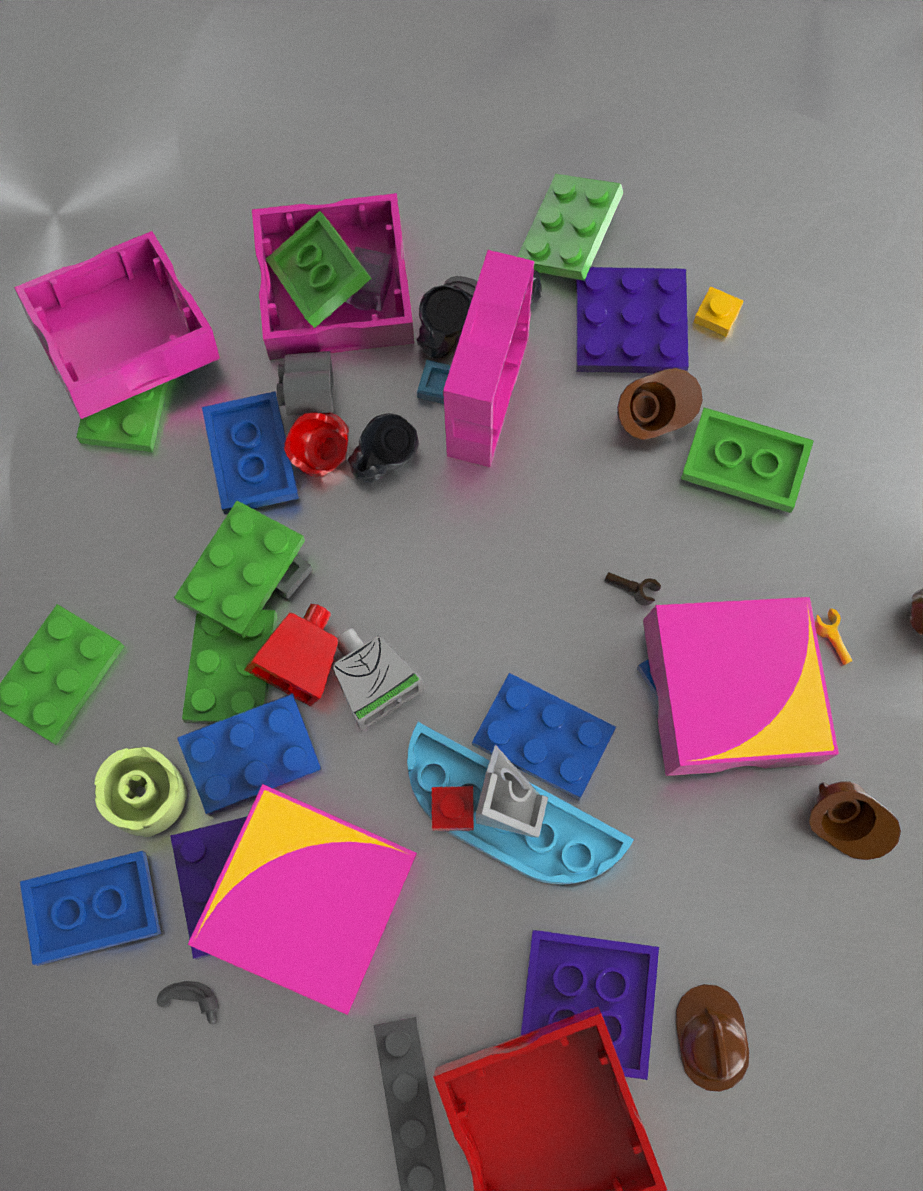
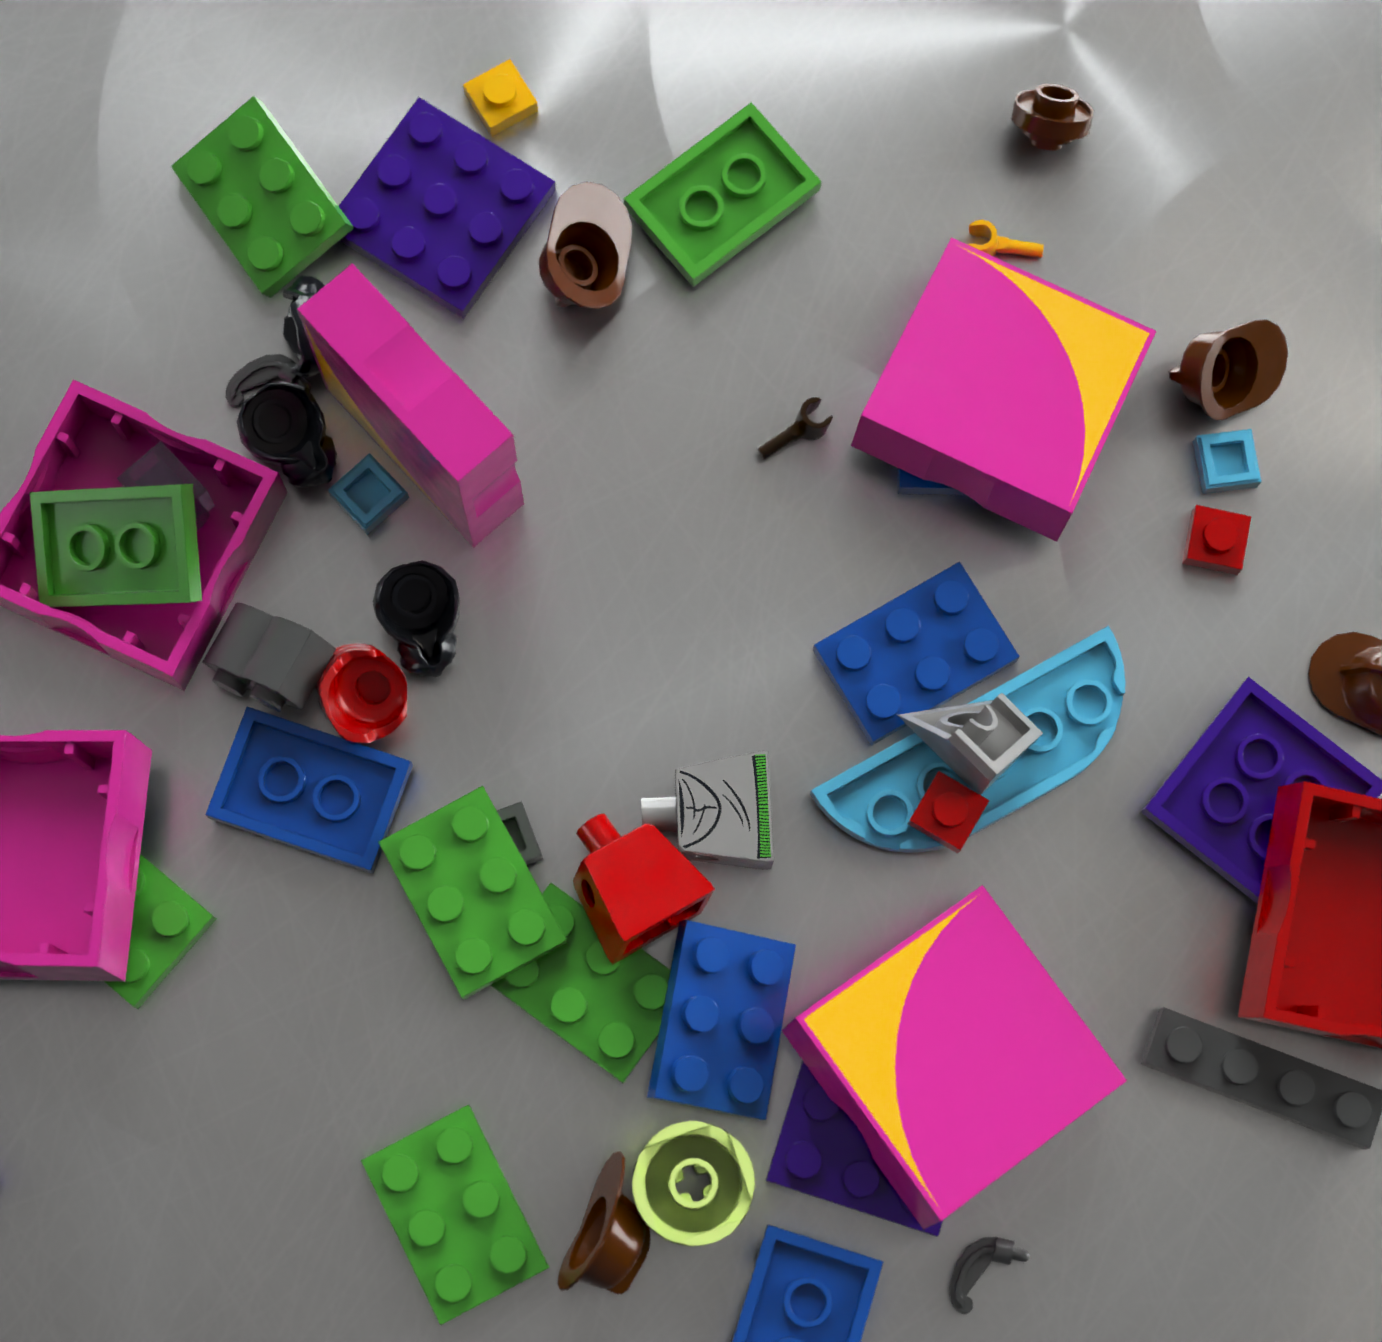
camera: 65 degrees left, 5 degrees up
(76, 768) = (610, 1239): none -> reddish brown piece
(737, 877) = (1216, 540): none -> red plate
(793, 854) = (1226, 461): none -> medium azure tile

